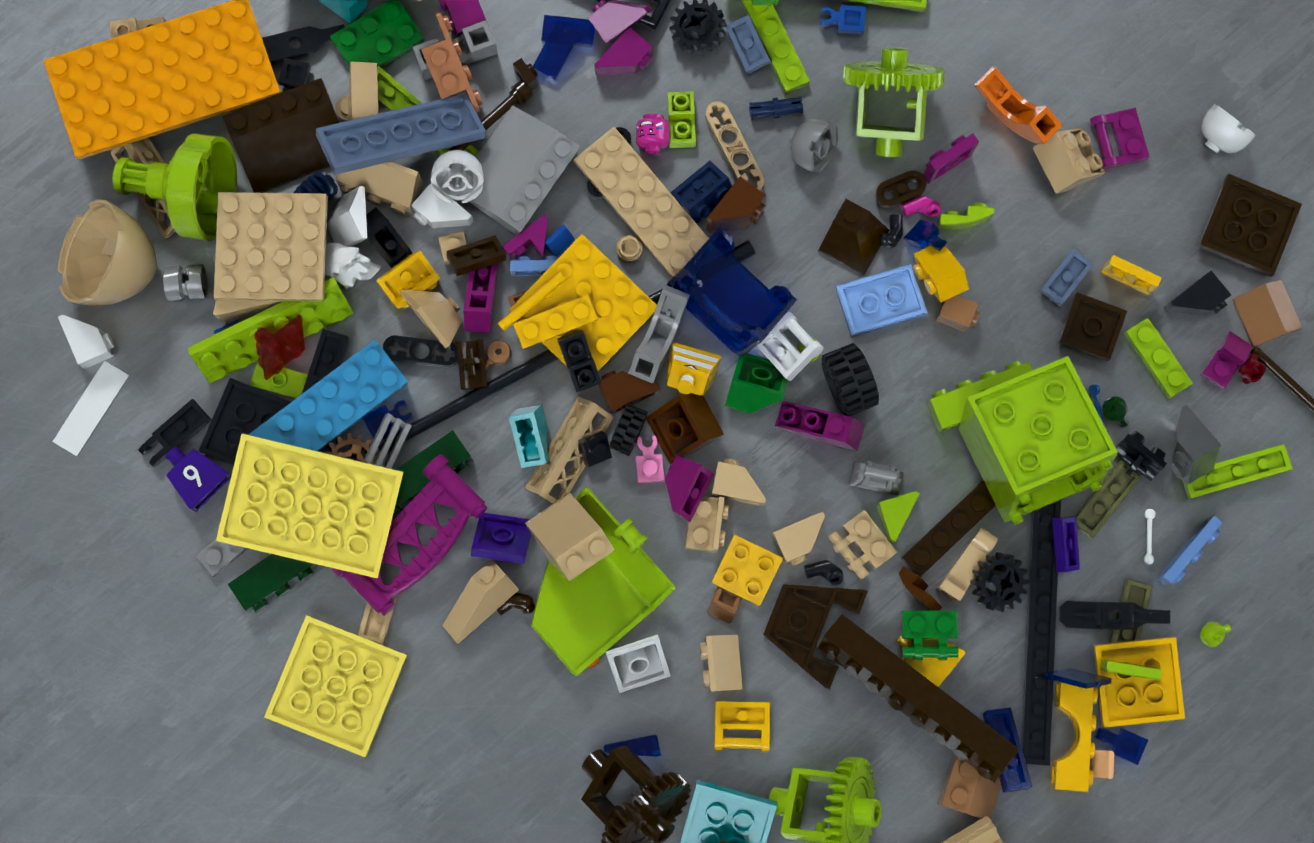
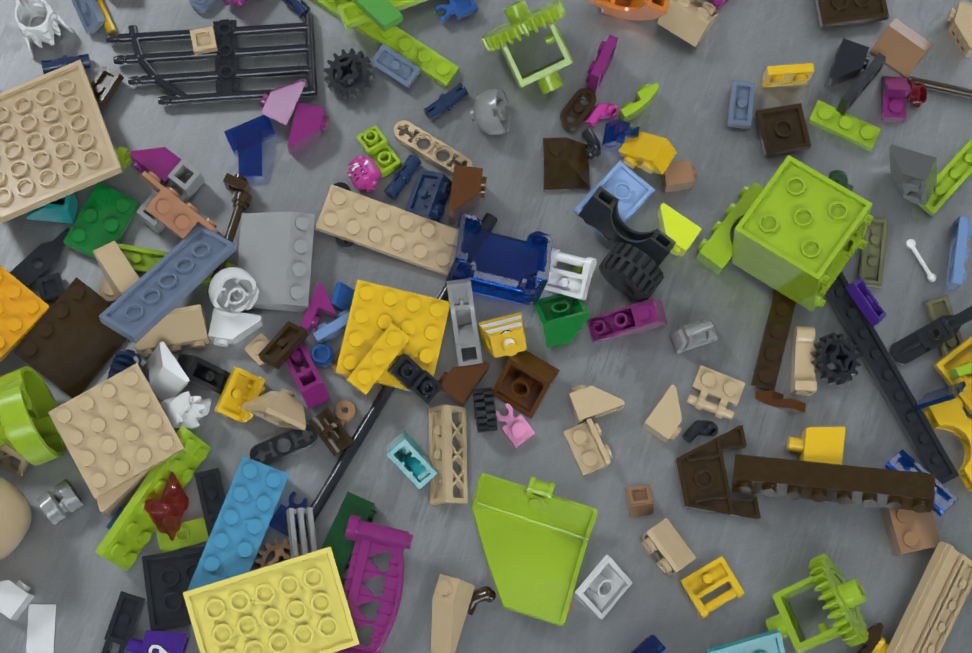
camera: 35 degrees left, 5 degrees down
(501, 538) = (438, 553): dark purple plate -> none
(508, 286) = (322, 355): none -> blue plate
(531, 301) = (350, 354): yellow bar -> none
(569, 537) = (493, 519): tan slope -> none
(595, 448) = (467, 440): black plate -> none
(629, 248) = (398, 271): tan plate -> none
(686, 486) = (555, 425): magenta slope -> none
(688, 157) = (402, 176): none -> dark blue pin
(747, 570) = (641, 464): yellow hinge -> none
(858, 309) = (603, 215): none -> black arch
(895, 513) = (726, 354): lime slope -> none
(923, 366) = (677, 228): none -> neon yellow slope
(929, 625) = (806, 422): green plate -> none
(1140, 458) = (883, 205): black hips -> none
(1200, 326) = (861, 84): none -> black tile

